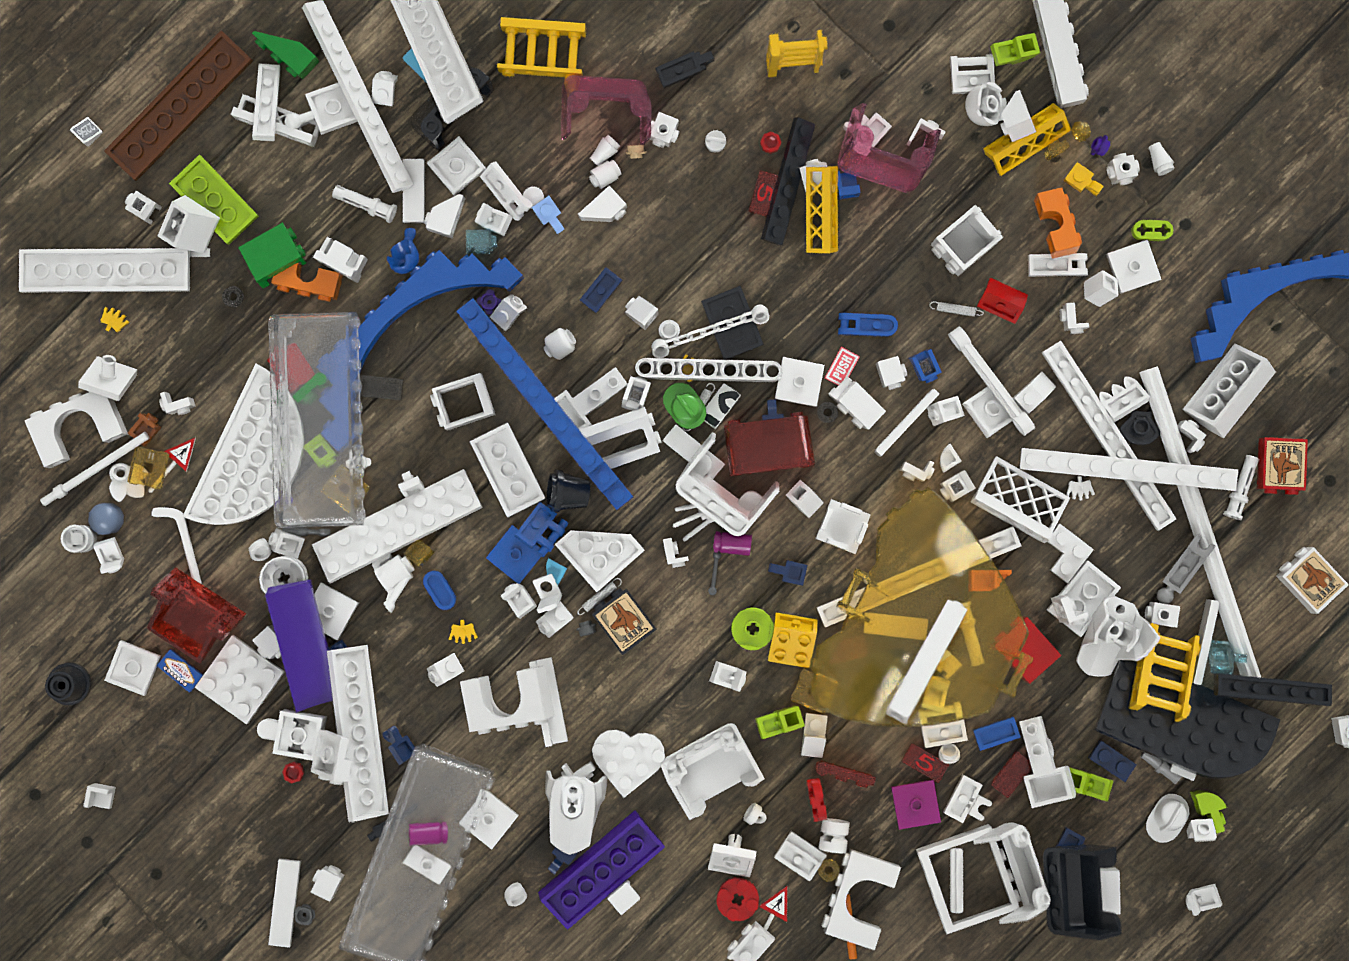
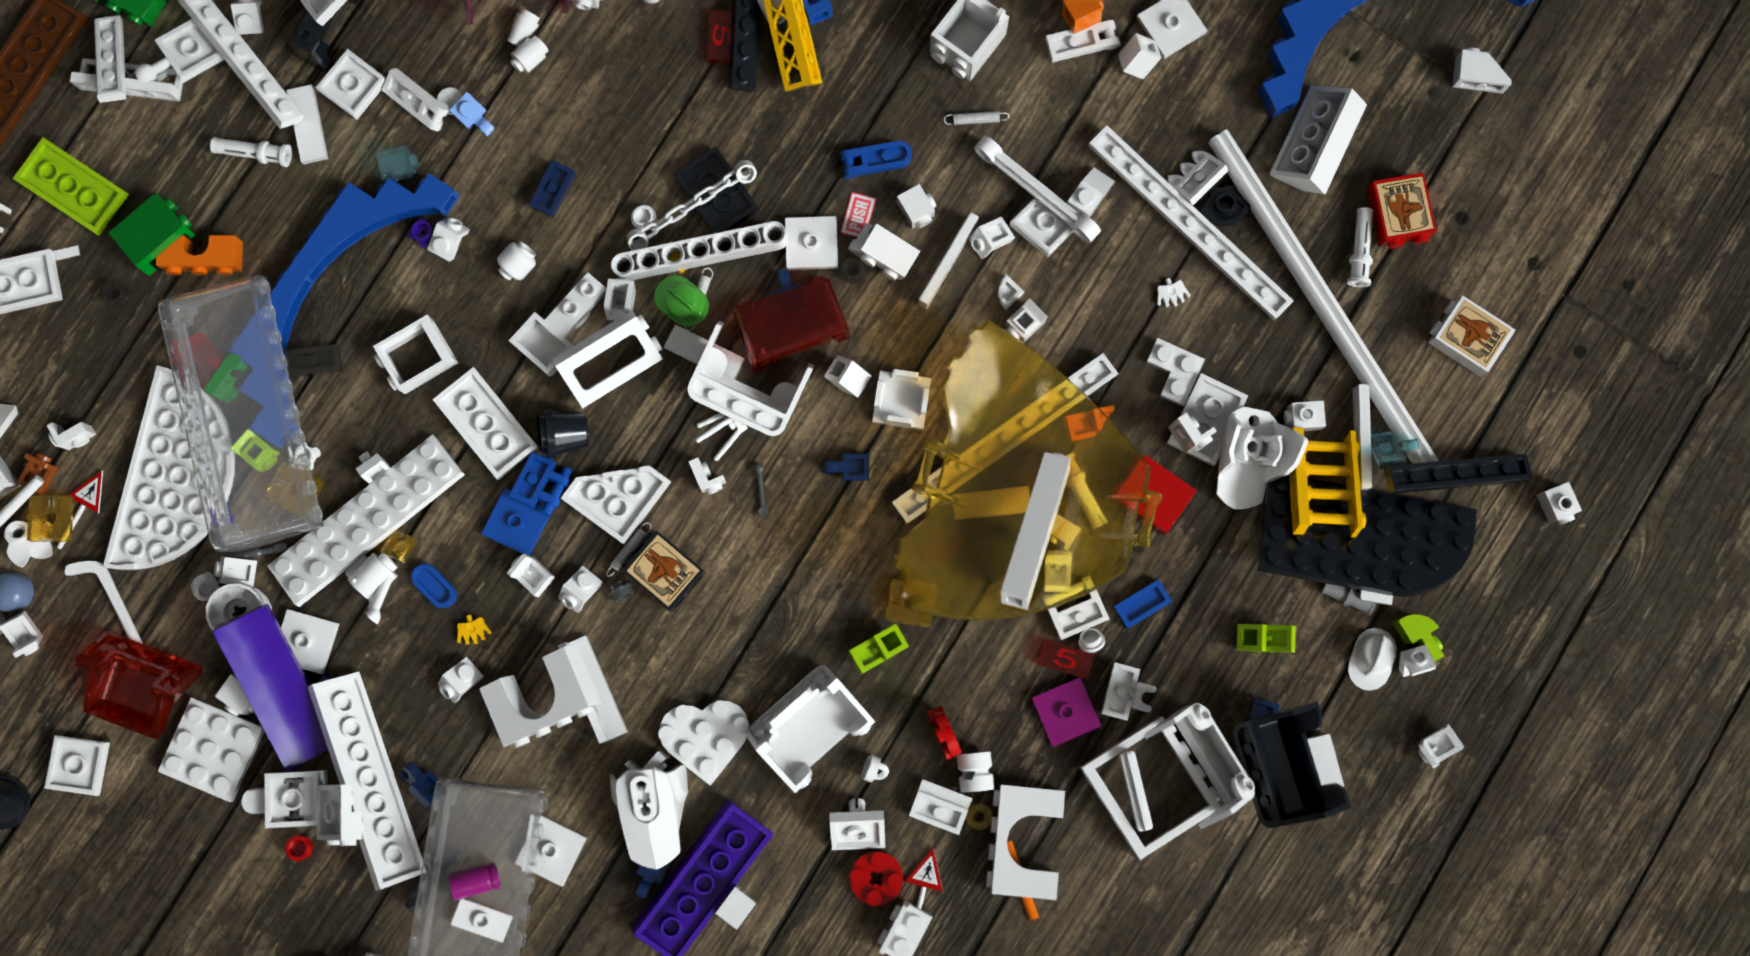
camera: 20 degrees left, 5 degrees down
(99, 796) = (64, 933): white panel -> none
(180, 670) = (136, 755): tile -> none
(188, 225) = (43, 220): white slope -> none
(341, 259) = (227, 217): white panel -> none
(404, 254) = (310, 198): blue hair -> none
(445, 216) = (350, 144): white slope -> none
(493, 219) = (409, 134): white bracket -> none
(515, 894) = (603, 936): white tile -> none
(544, 404) = (514, 333): blue arch -> none
(550, 599) = (567, 566): white bracket -> none
(556, 569) = (569, 532): medium azure tile -> none
(604, 207) = (535, 93): white slope -> none
(635, 151) = (559, 20): tan plate -> none
(641, 312) = (606, 202): white slope -> none
(720, 405) = (724, 291): slope -> none
(728, 676) = (803, 608): white bracket -> none
(731, 544) = (773, 449): magenta piece -> none
(761, 620) = (809, 535): lime plate -> none
(793, 640) = (871, 548): yellow bracket -> none
(814, 735) = (924, 656): white slope -> none
(843, 774) = (969, 694): clear red plate -> none
(912, 472) = (968, 317): white bracket -> none
(925, 365) = (955, 190): blue window -> none
(1003, 300) = (1028, 96): red panel -> none
(1011, 774) = (1173, 649): clear red tile -> none
(1016, 517) = (1104, 342): white fence -> none
(1047, 782) = (1218, 646): white plate -> none
(1068, 316) = (1109, 96): white bracket -> none
(1112, 761) = (1289, 605): dark blue plate -> none
(1128, 469) = (1223, 254): white plate -> none
(1184, 570) = (1317, 357): light grey plate -> none
(1191, 430) = (1285, 195): white bracket -> none

